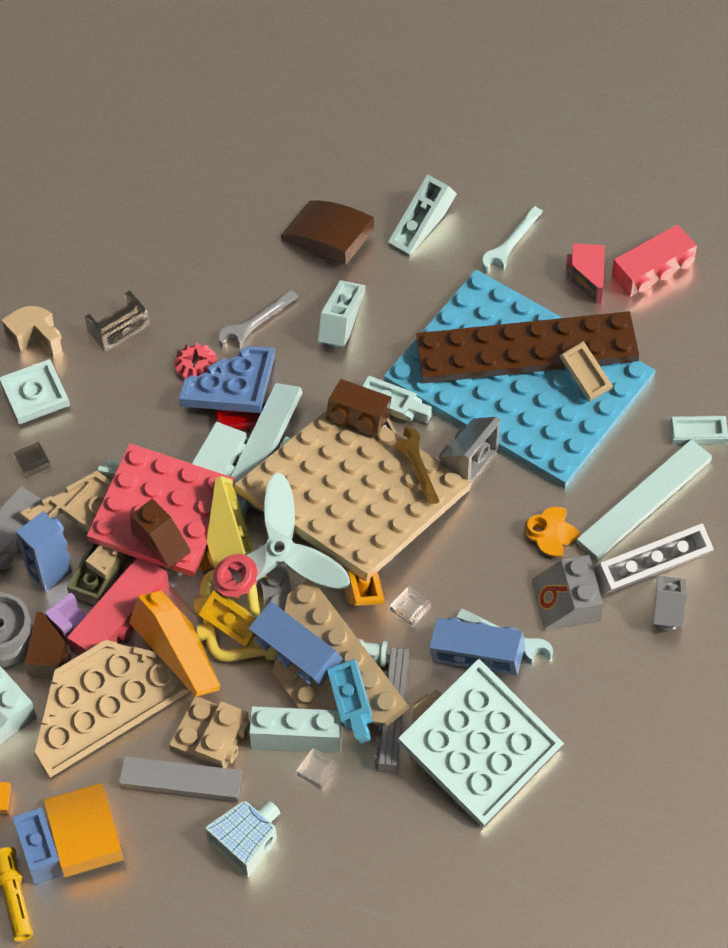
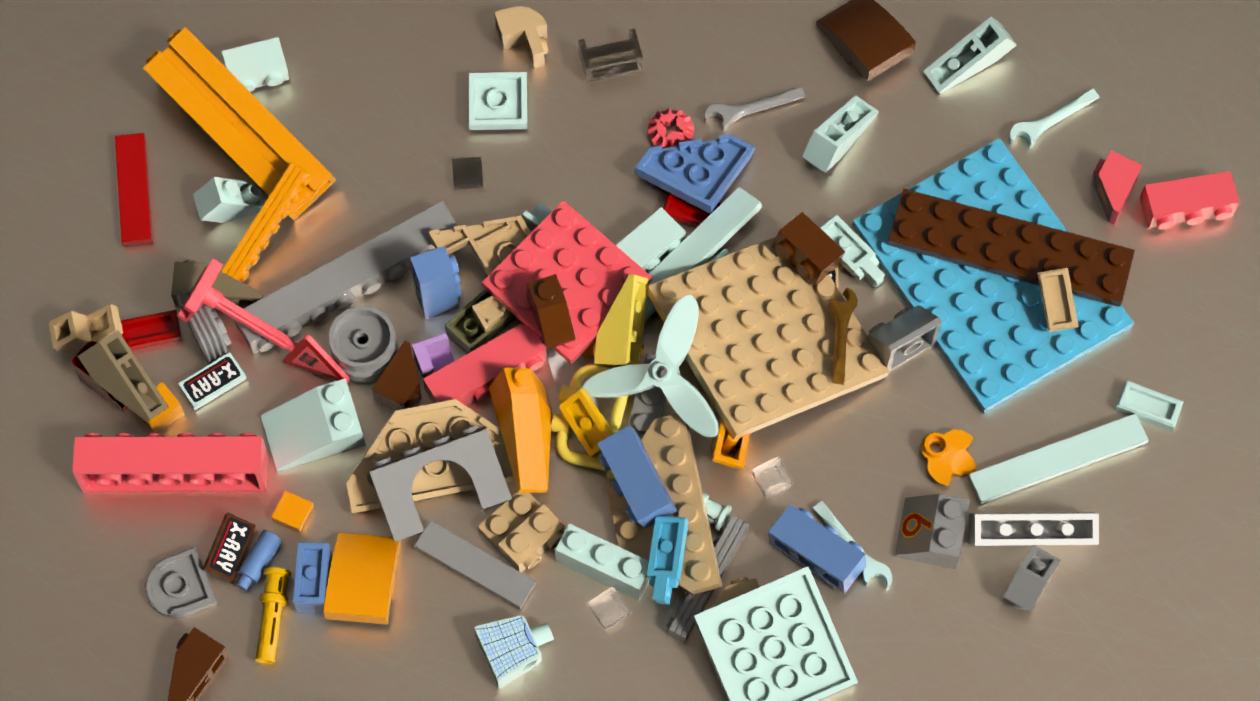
camera: 20 degrees right, 10 degrees up
(140, 680) = (395, 479): none -> light grey arch
(223, 577) = (596, 379): coral gear -> none

